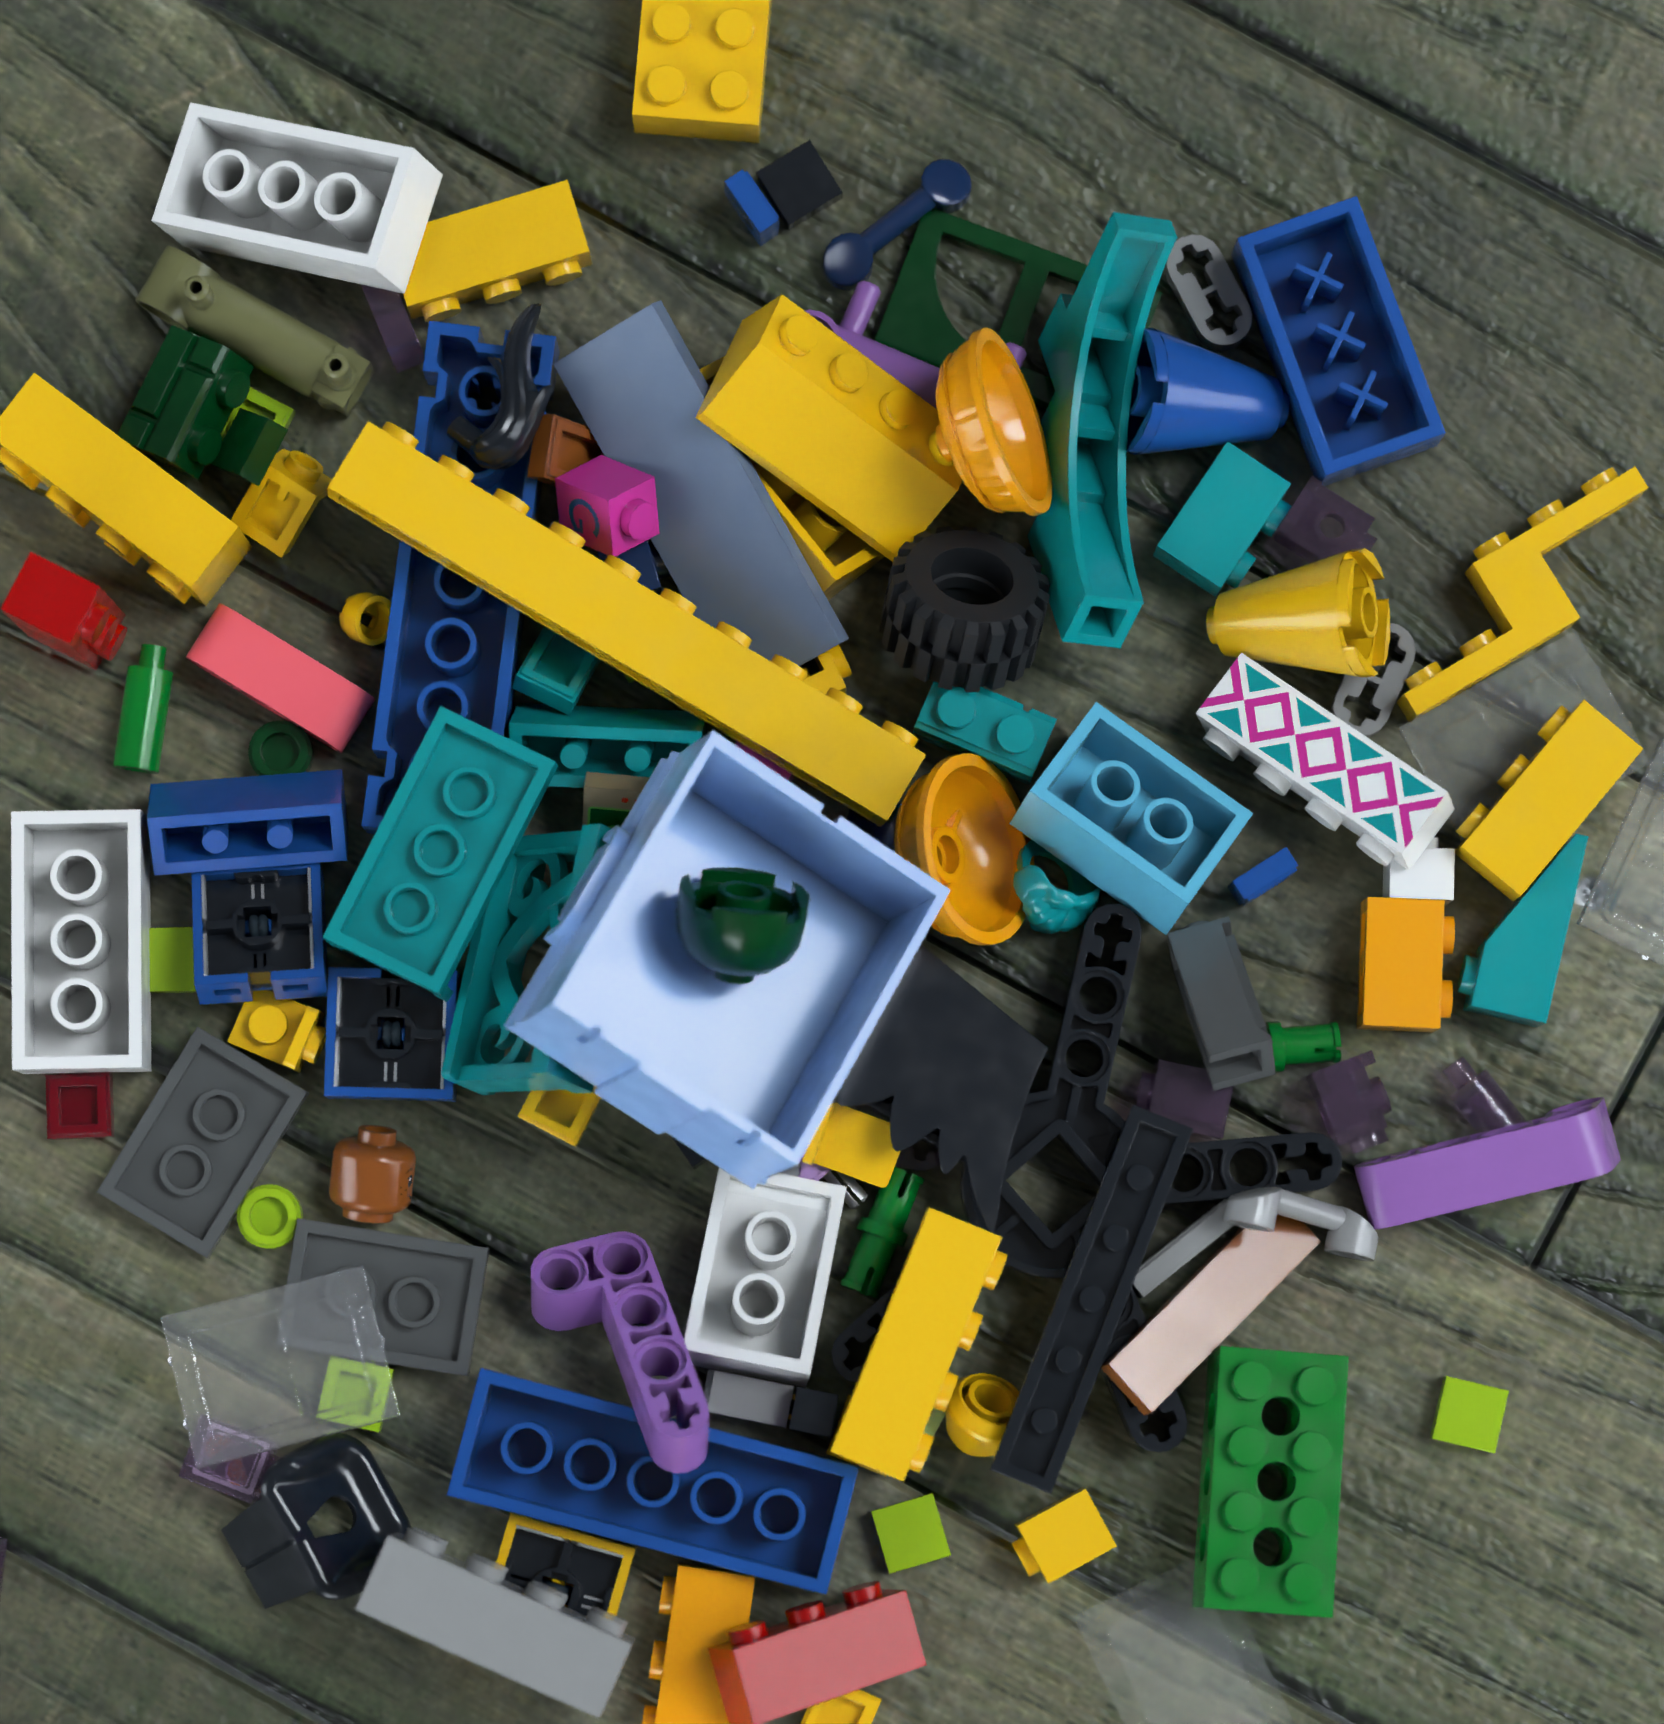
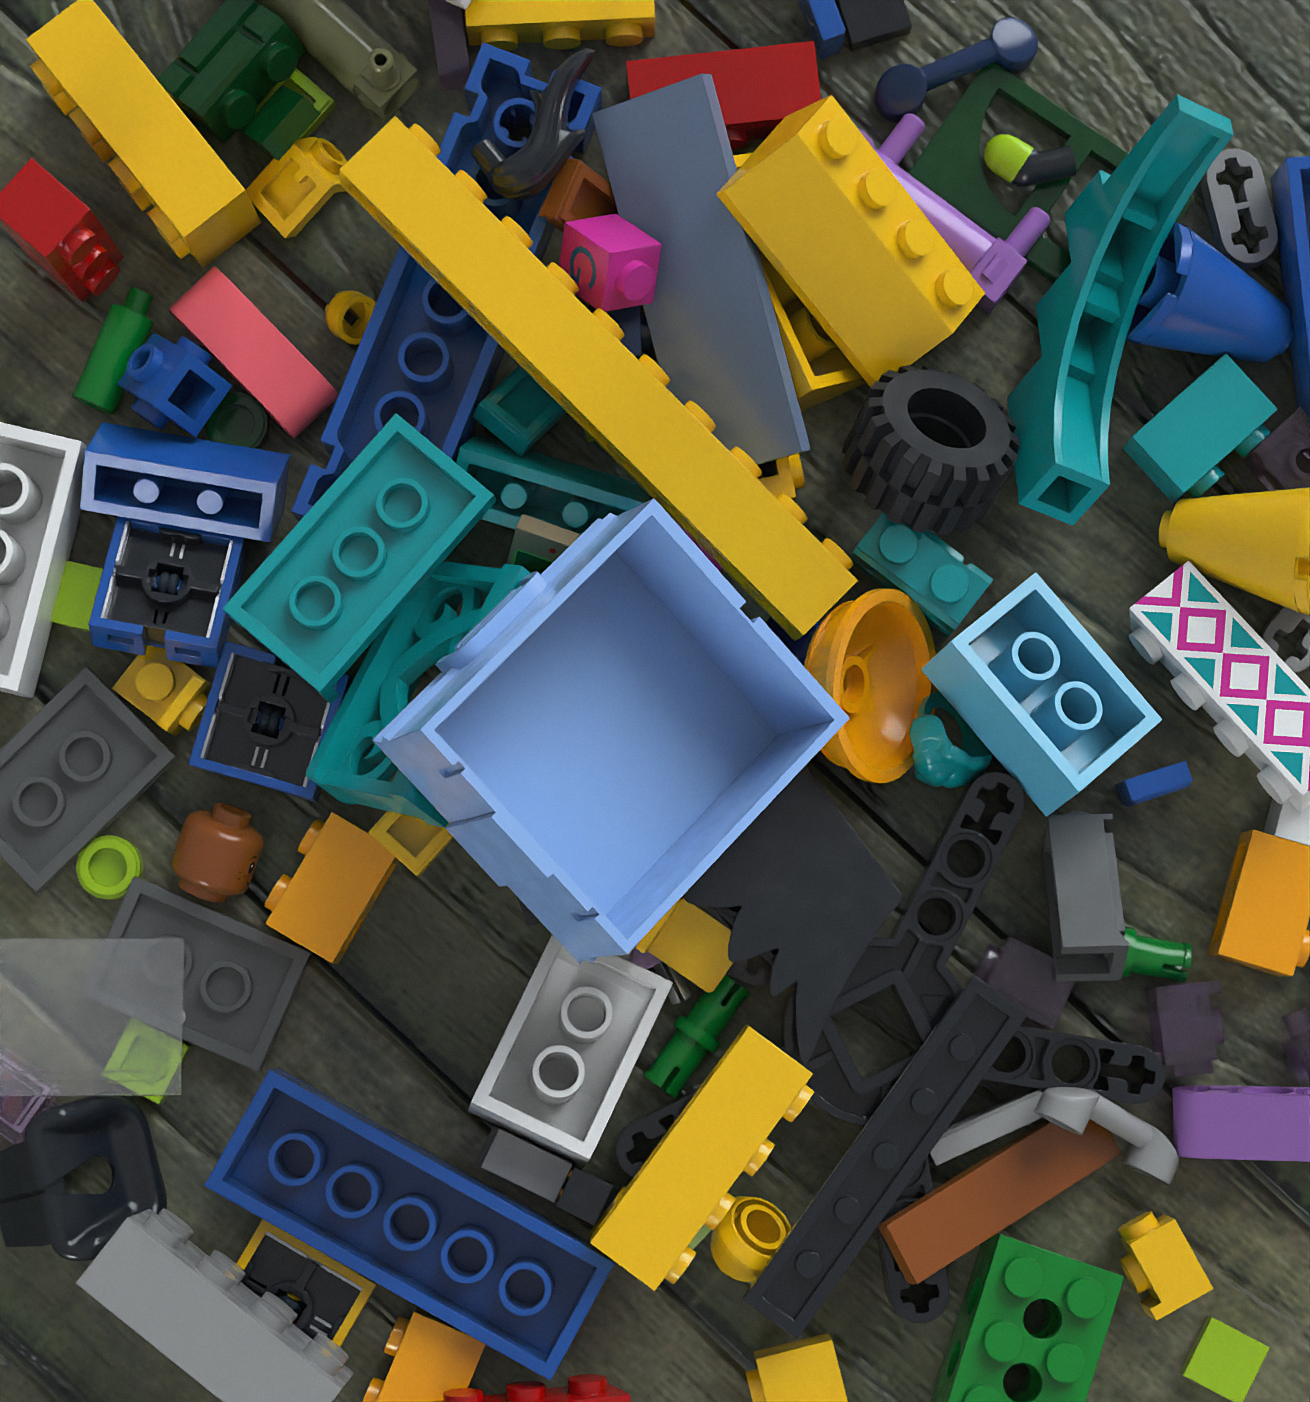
camera: 15 degrees right, 0 degrees up
(211, 729) = (173, 384): none -> blue brick
(492, 1179) = (331, 887): none -> light orange brick
(658, 1349) = (429, 1093): medium lavender beam -> none
(701, 294) = (752, 84): none -> red brick
(740, 921) = (633, 697): dark green cylinder -> none
(910, 1533) = (650, 1335): lime tile -> none
(989, 303) = (1025, 165): none -> arm
(992, 427) = (1003, 277): light orange hat -> none
(1383, 1336) = (1161, 1264): none -> yellow brick

